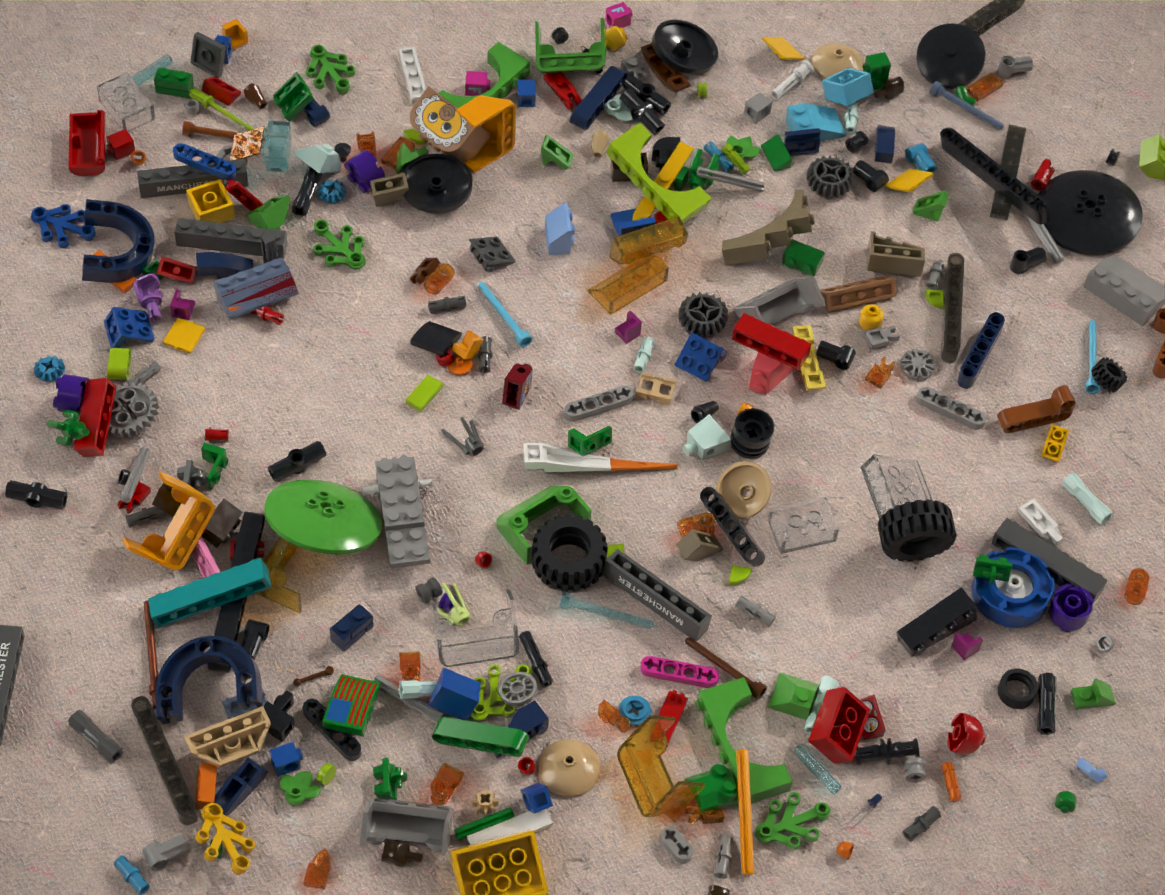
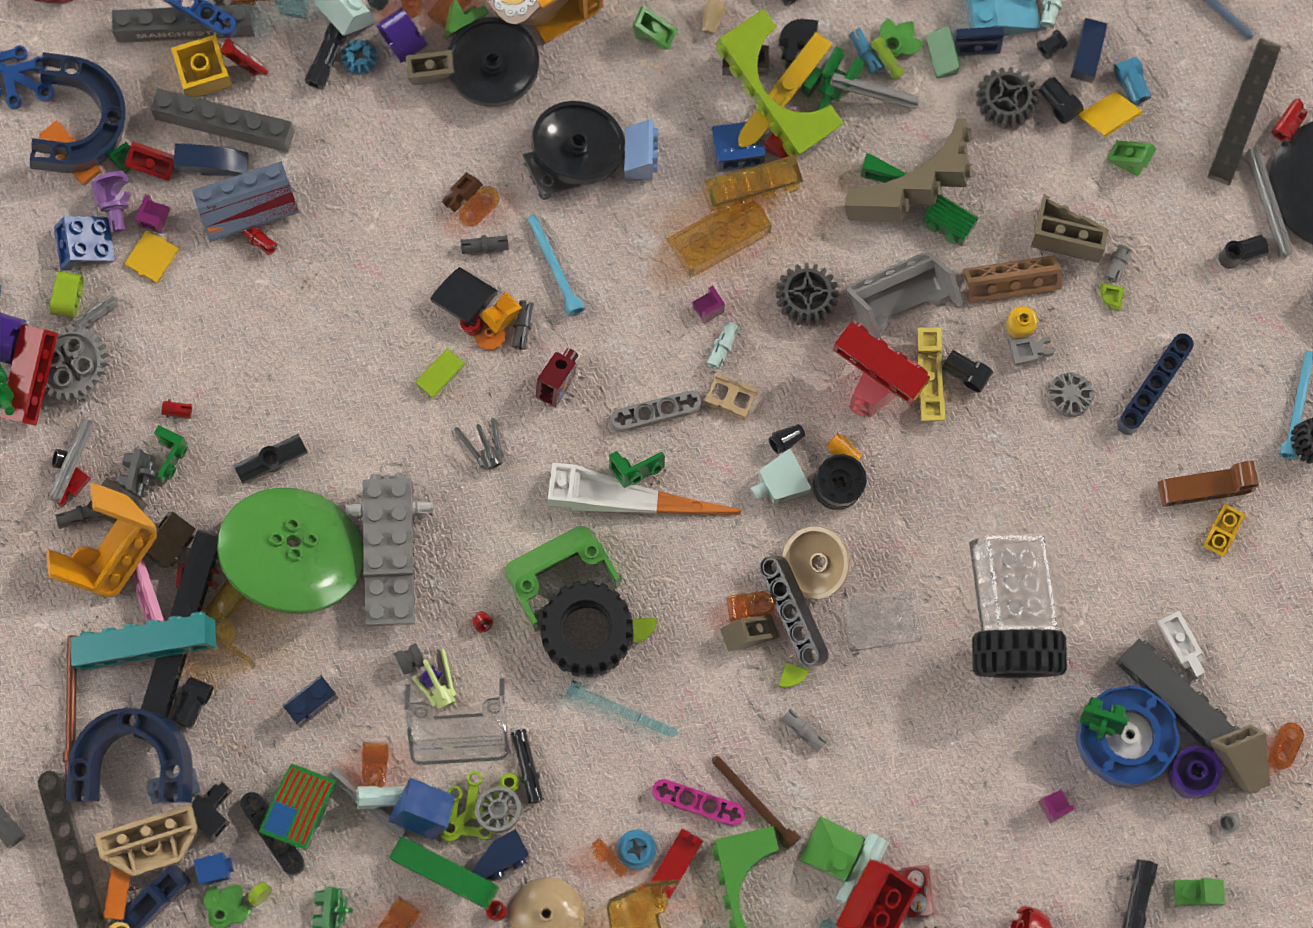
camera: 10 degrees right, 20 degrees up
(269, 247) = (267, 149): dark grey piece -> none
(271, 214) = (277, 88): bright green slope -> none
(322, 229) = (360, 144): bright green plant -> none
(329, 671) = (278, 752): reddish brown hinge -> none
(510, 229) = (578, 142): none -> black dish
(656, 595) = (685, 699): dark grey brick -> none
(699, 357) = (794, 356): blue bracket -> none
(741, 227) = (878, 170): none -> green slope
(880, 374) = (1018, 405): clear orange plate -> none
(938, 622) = (1023, 776): black wedge -> none
(949, 411) = (1099, 467): light grey beam -> none
(952, 308) = (1126, 325): clear smoke beam -> none
(995, 176) = (1226, 132): black beam -> none
(1022, 676) = (1125, 866): black tyre -> none
(1097, 509) = (1257, 631): light aqua axle -> none
(1108, 590) = (1245, 757): none -> dark tan slope

